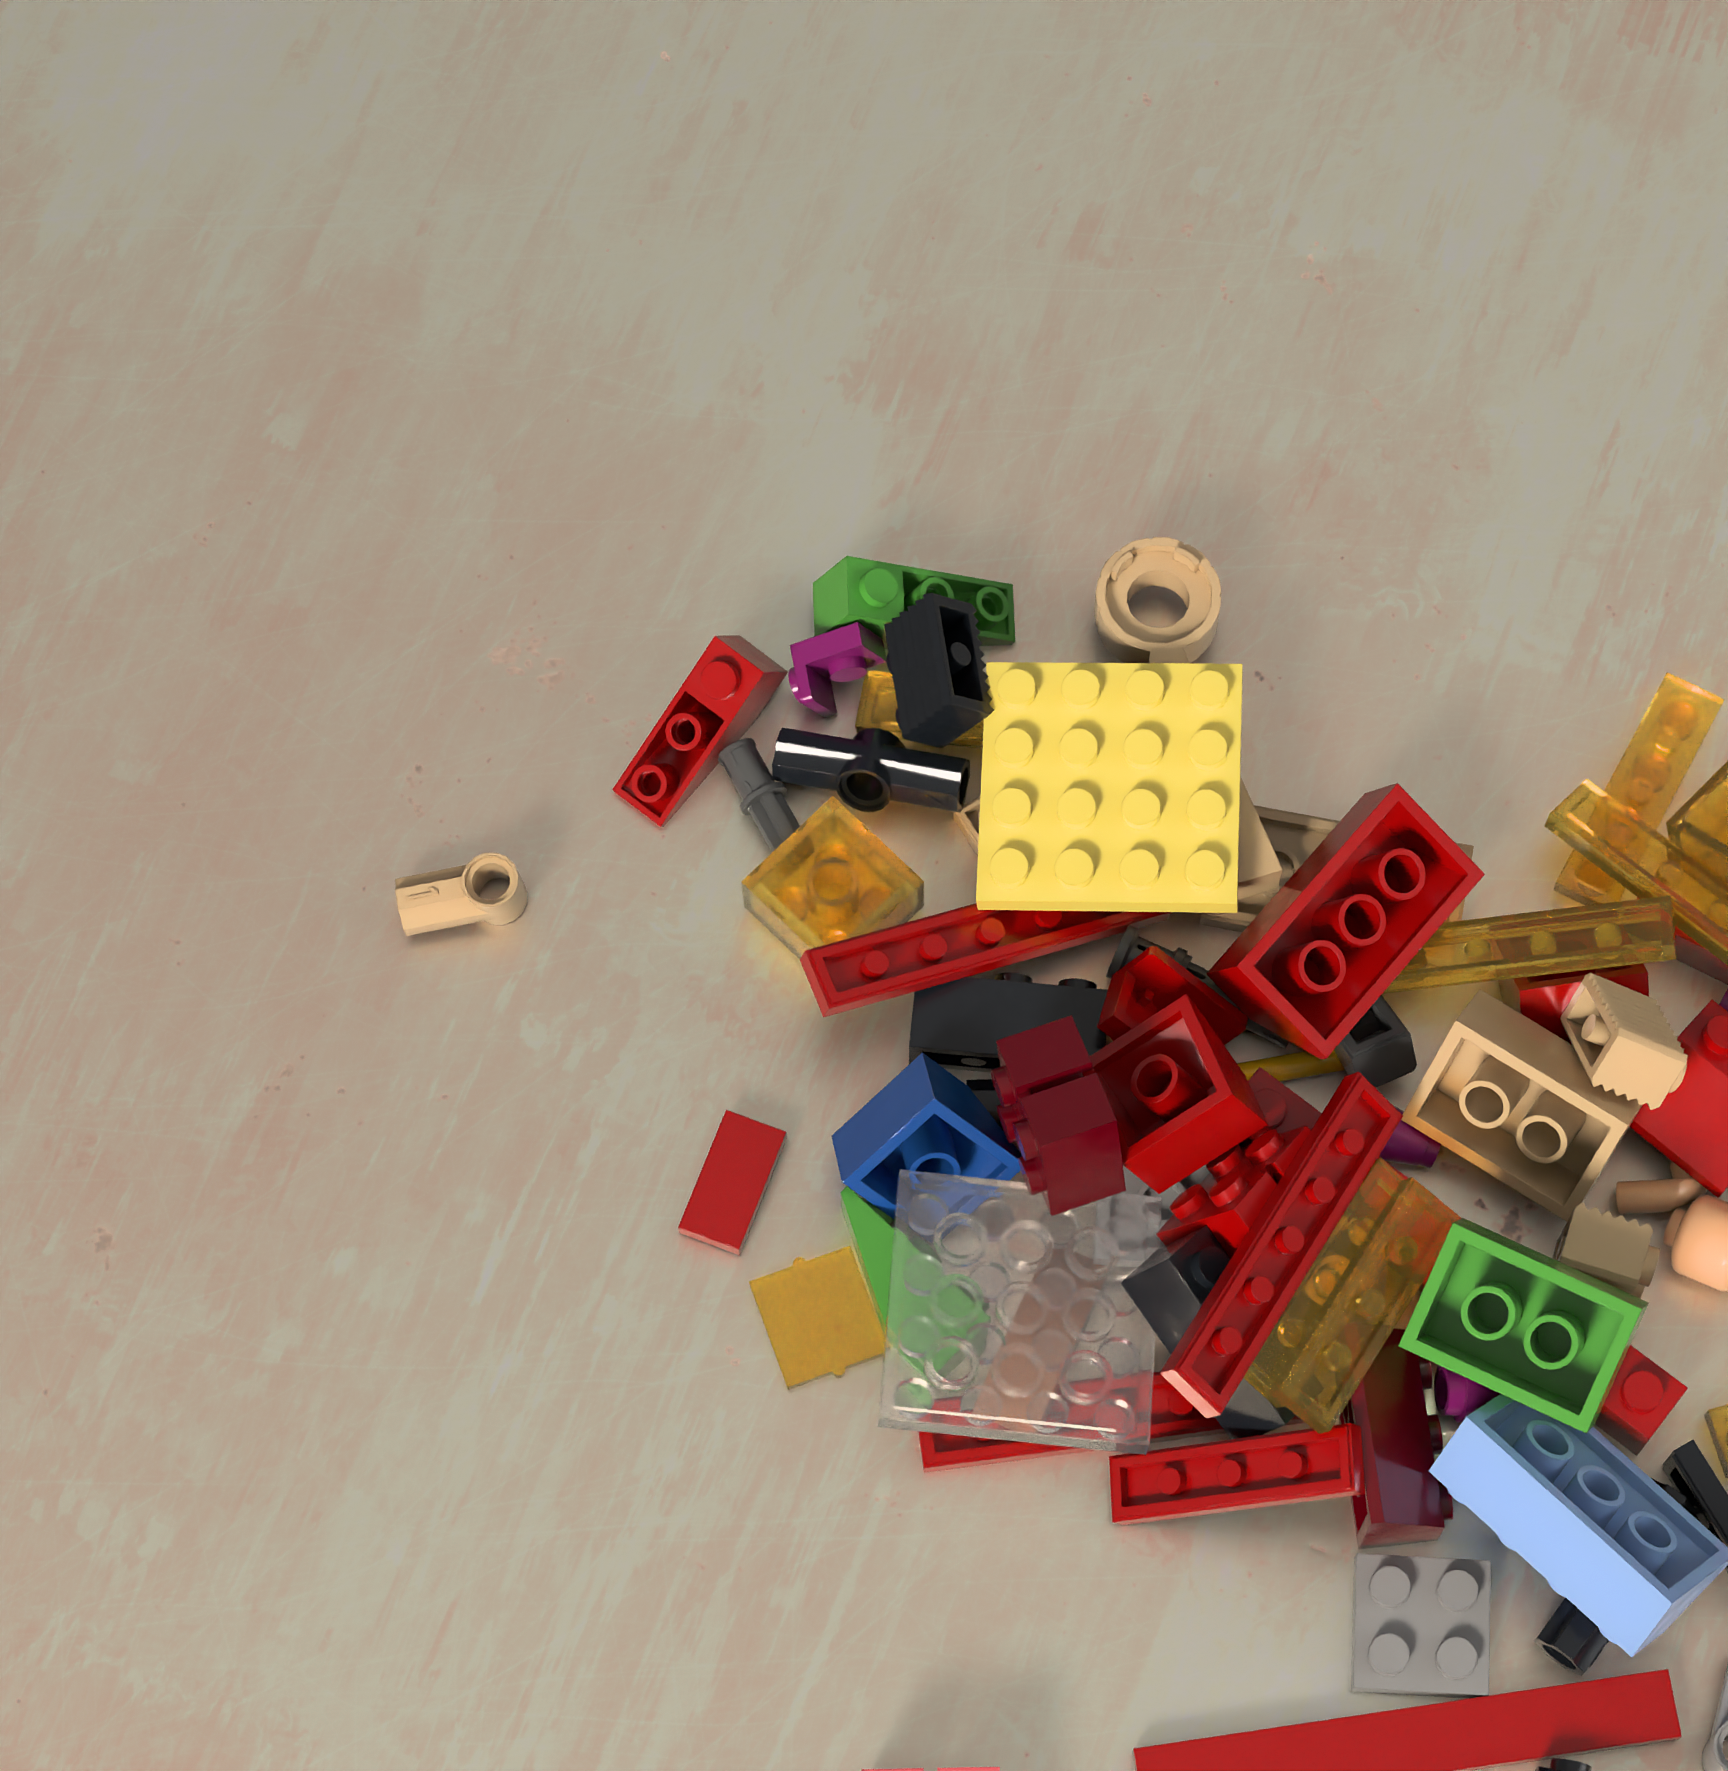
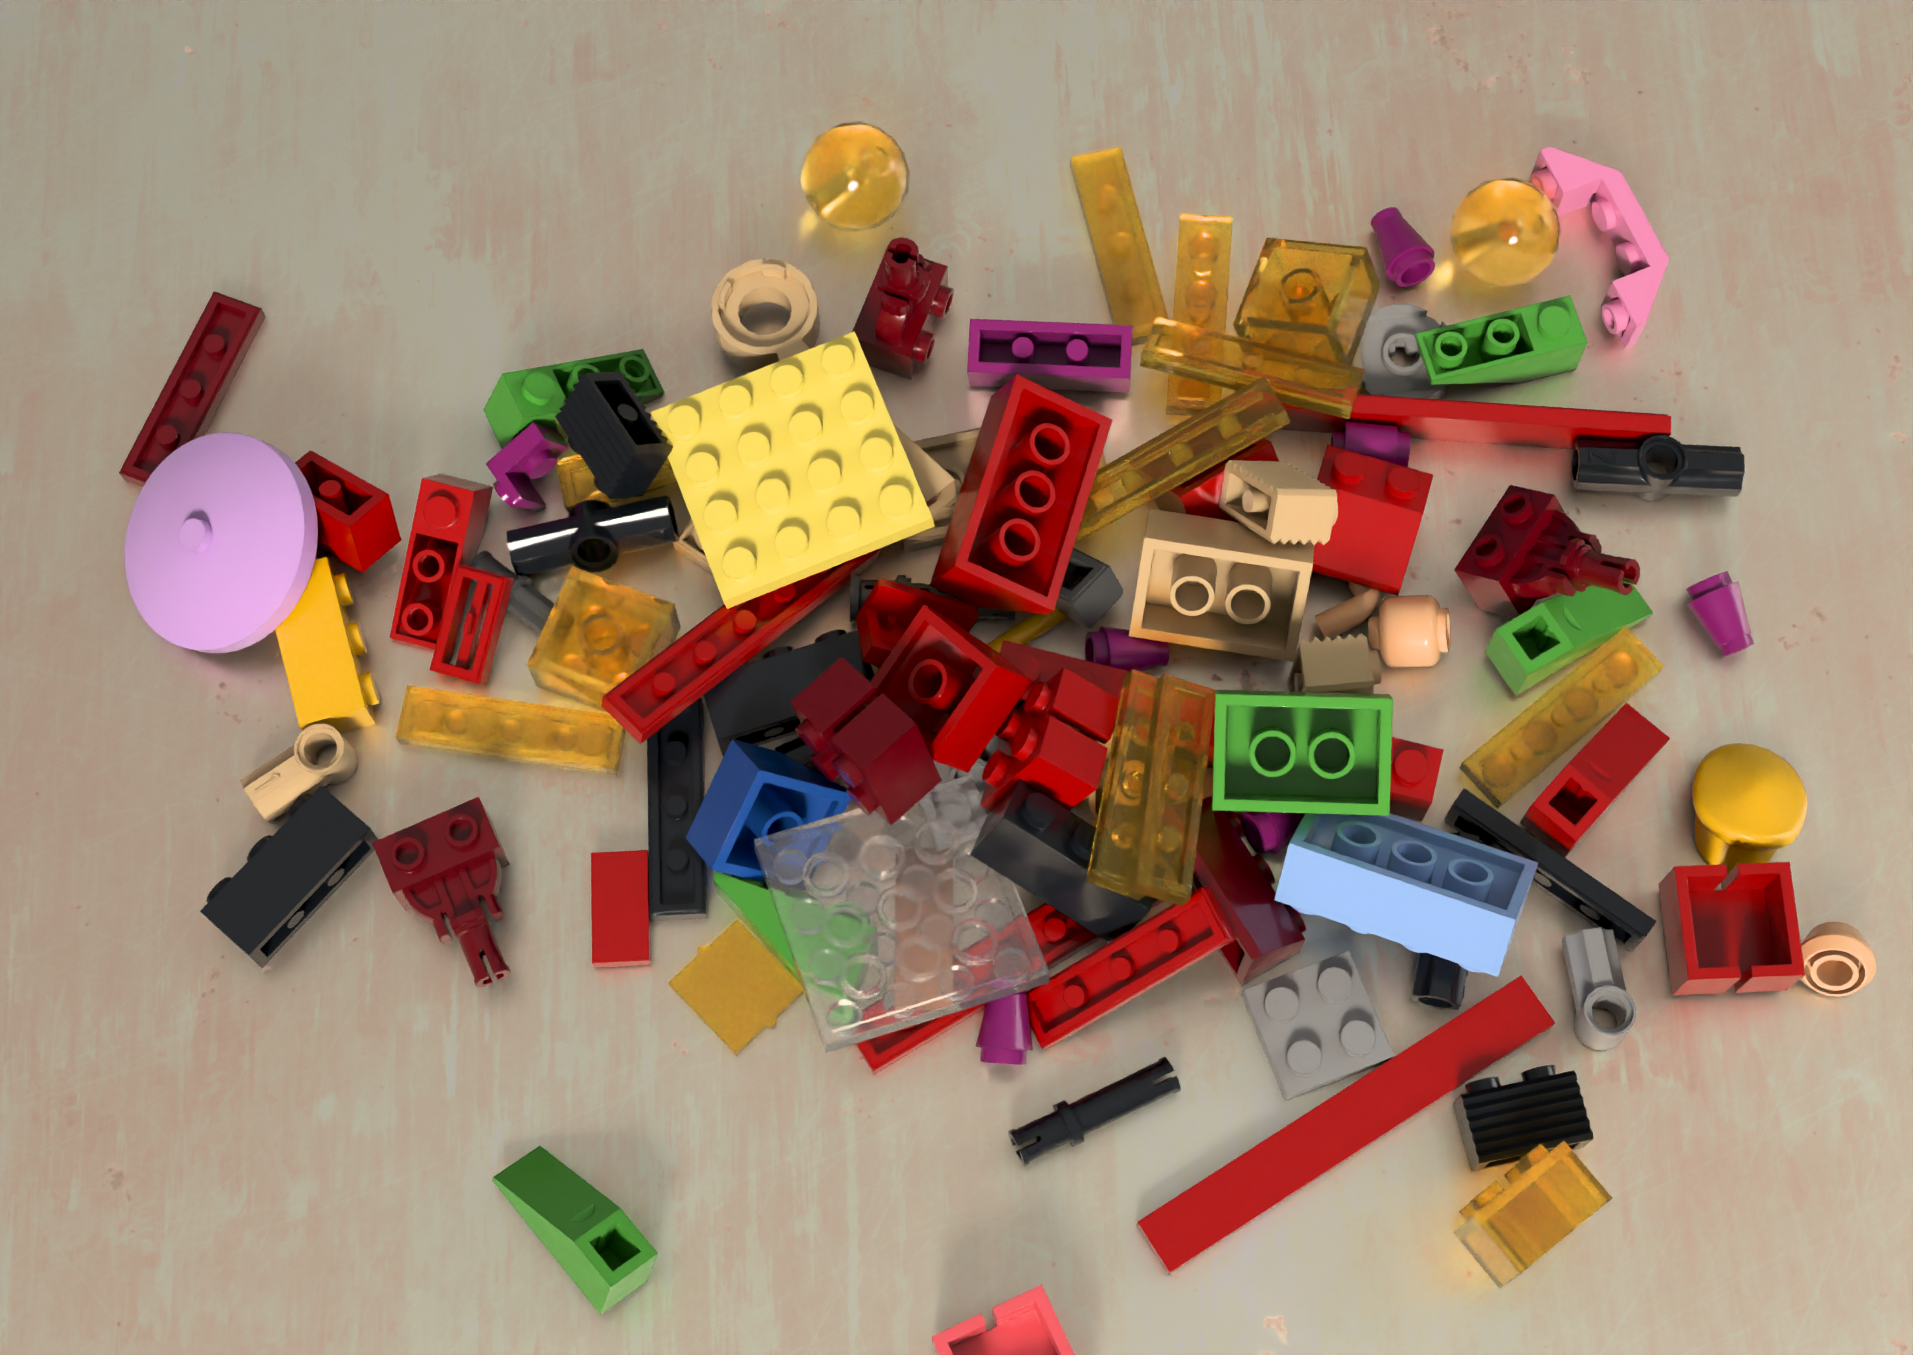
camera: 25 degrees left, 0 degrees up
(406, 1001) = (289, 875): none -> black brick
(478, 618) = (221, 543): none -> lavender dish
(515, 440) = (195, 384): none -> dark red tile
(537, 771) = (323, 655): none -> yellow brick
(548, 1497) = (579, 1227): none -> bright green slope
(569, 1066) = (448, 871): none -> dark red brick
(612, 632) = (352, 514): none -> red brick
(697, 943) = (510, 730): none -> clear yellow plate
(721, 826) = (491, 627): none -> red tile
(839, 1086) = (674, 799): none -> black tile
(1081, 1486) = (1005, 1031): none -> magenta cone
(1138, 1612) = (1093, 1111): none -> black pin
(1281, 1246) = (1088, 771): red tile -> none
(1309, 659) = (903, 309): none -> dark red brick
(1322, 488) = (855, 176): none -> clear yellow piece
(1450, 773) = (1050, 354): none -> magenta brick
(1585, 677) = (1118, 241): none -> clear yellow tile

